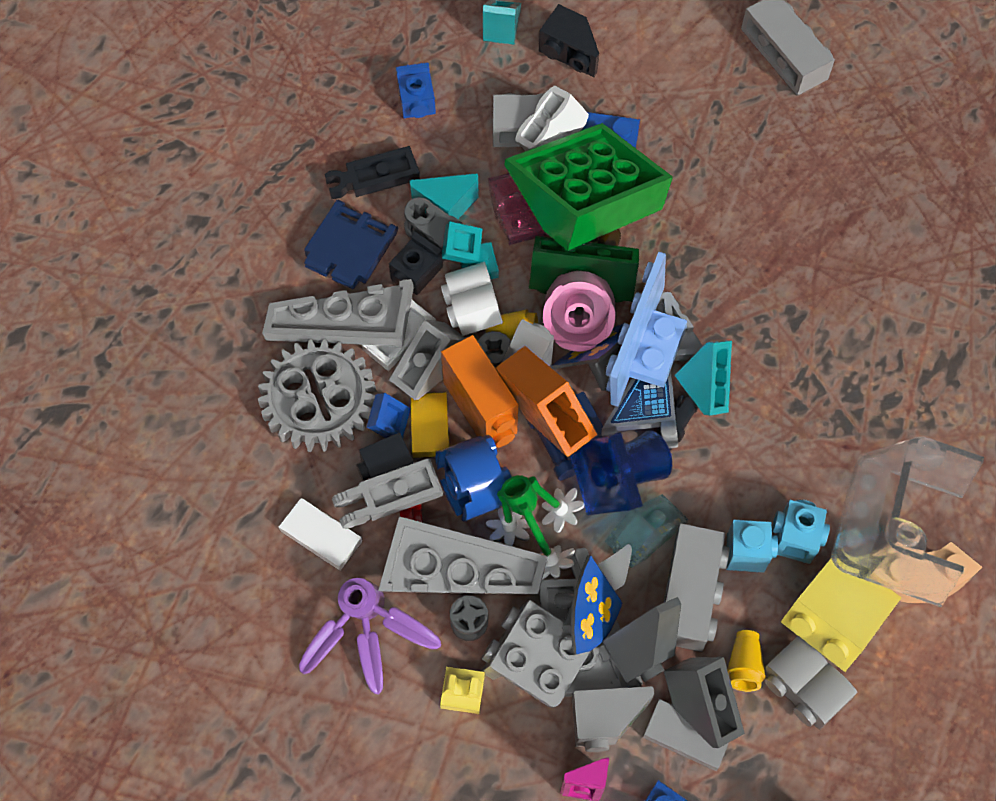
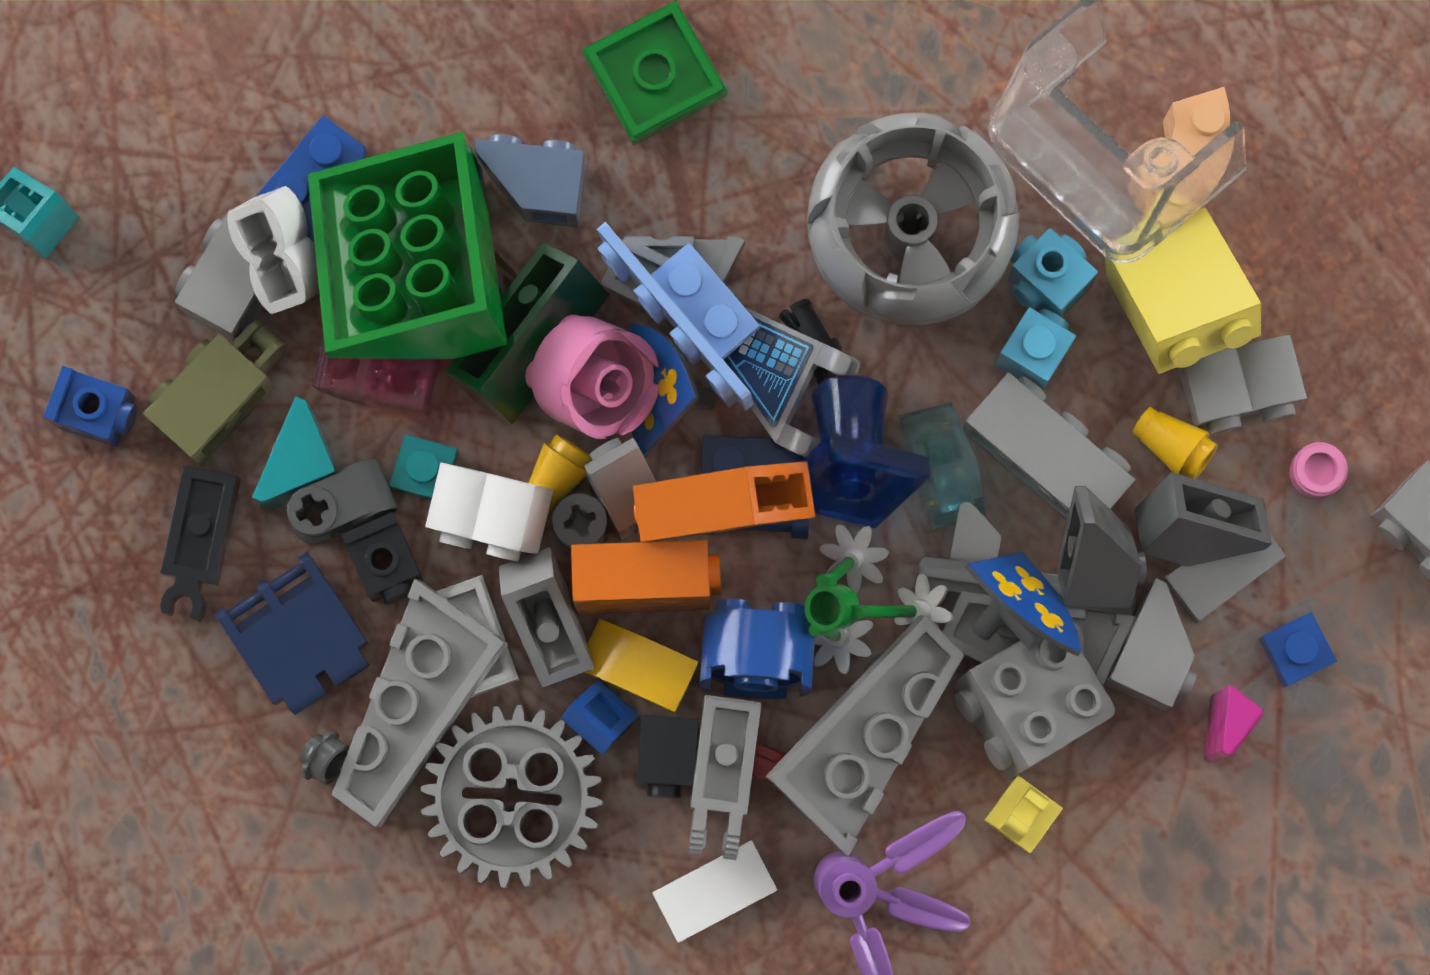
camera: 60 degrees left, 15 degrees up
(288, 289) = (323, 757): none -> dark grey plate
(459, 142) = (215, 390): none -> olive brick
(462, 243) = (399, 479): teal plate -> none
(468, 609) = (947, 751): dark grey wheel -> none
(569, 40) = (132, 135): black slope -> none
(675, 234) = (537, 180): none -> sand blue slope
(708, 377) = (780, 263): teal slope -> none
(752, 460) = (965, 173): none -> light grey wheel
(772, 264) = (654, 72): none -> green plate
(785, 763) = (1318, 470): none -> bright pink tile

